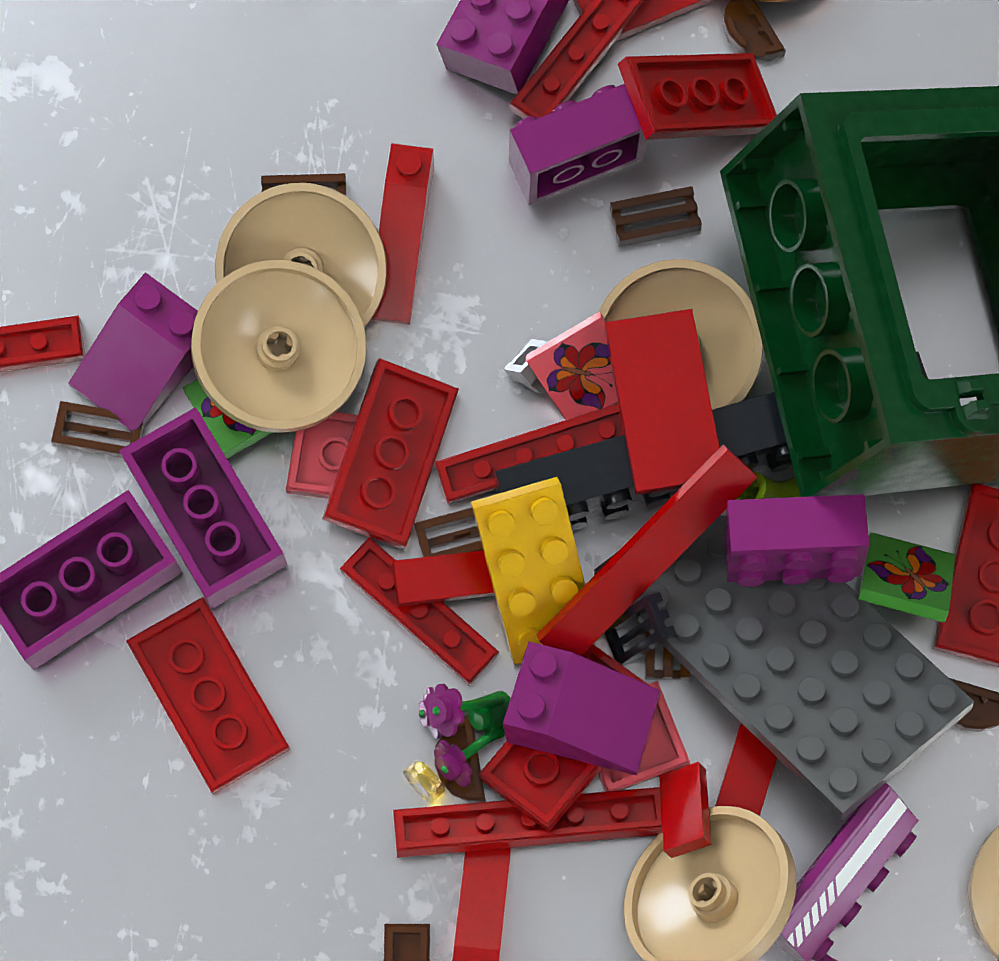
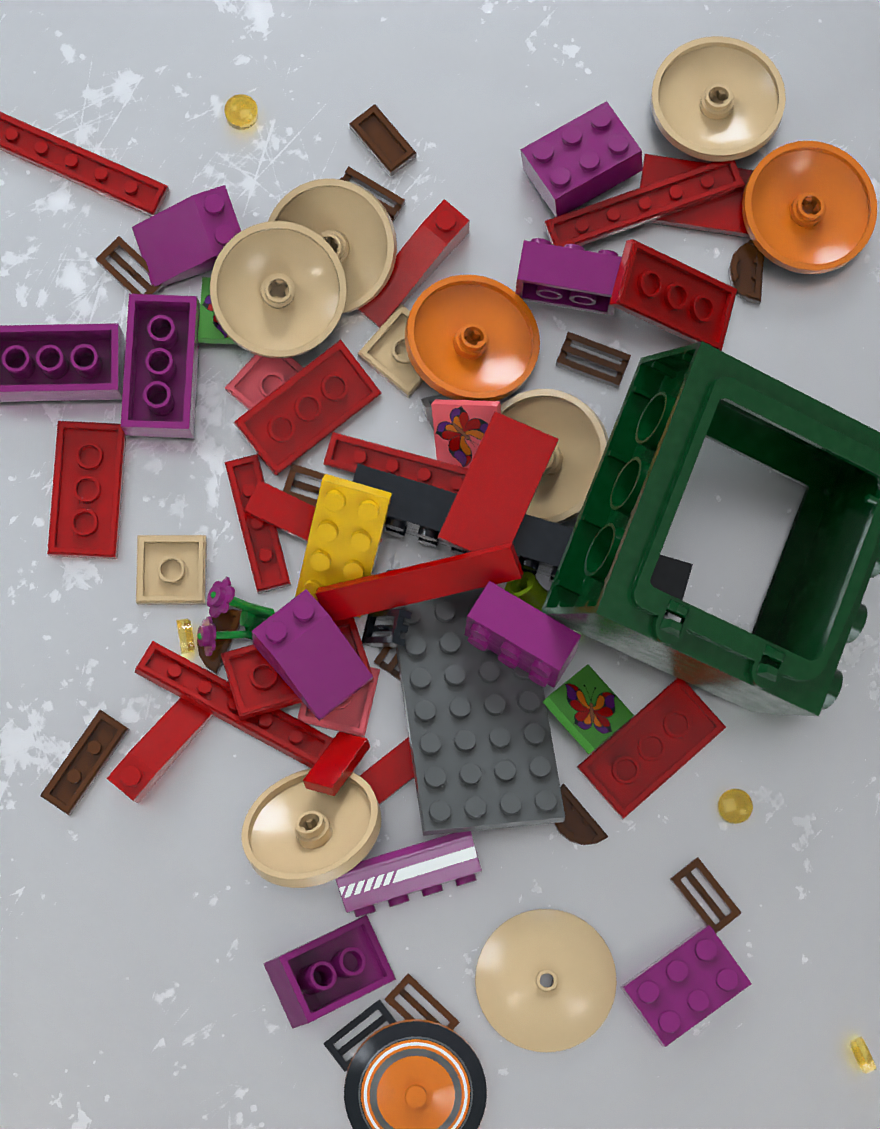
camera: 35 degrees right, 5 degrees up
(105, 190) = (241, 112): none -> clear yellow tile
(278, 127) = (382, 140): none -> reddish brown tile
(359, 721) = (171, 569): none -> tan tile
(452, 330) = (388, 354): none -> tan tile
(518, 270) = (472, 338): none -> orange dish

